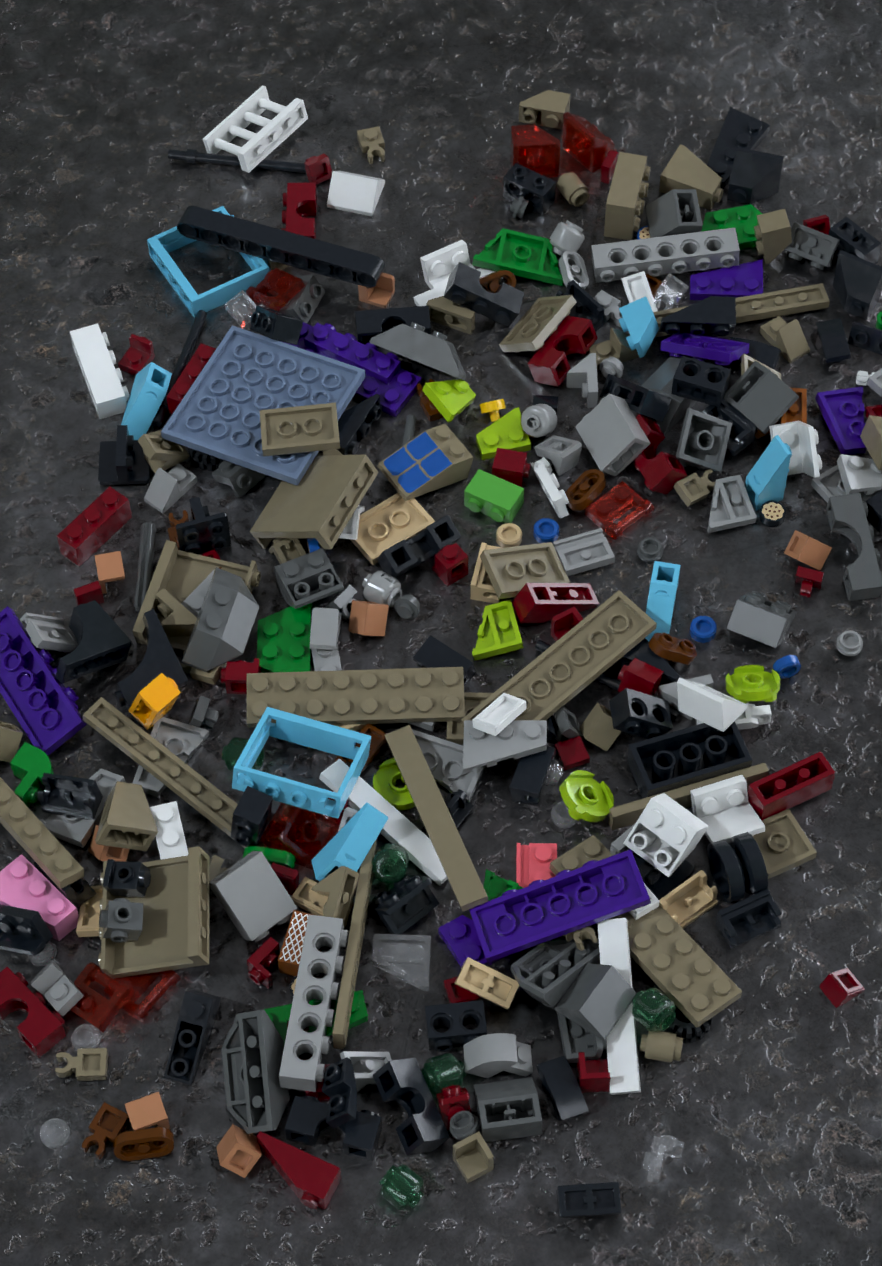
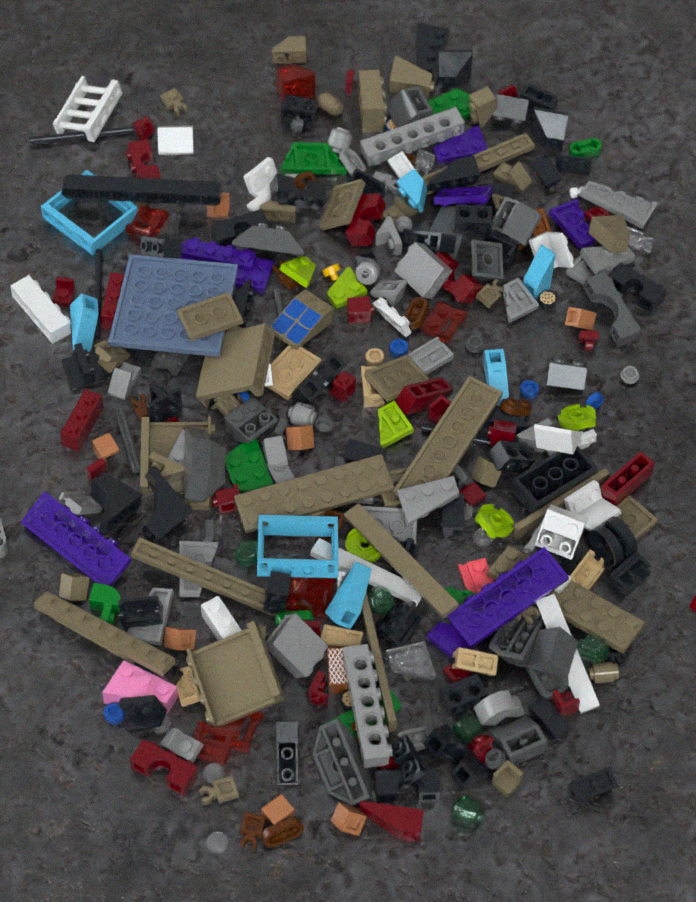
camera: 20 degrees left, 0 degrees up
(121, 920) = (216, 685): dark grey brick -> none
(126, 819) = (188, 616): dark tan slope -> none
(126, 878) = (204, 663): black brick -> none
(154, 701) = (179, 530): light orange brick -> none
(241, 308) = (128, 241): clear bracket -> none
(340, 890) = (354, 624): dark tan slope -> none
(493, 497) = (355, 333): bright green brick -> none
(499, 714) = (421, 479): white tile -> none
(585, 141) = (328, 68): clear red slope -> none
(662, 1145) = (625, 746): clear bracket -> none

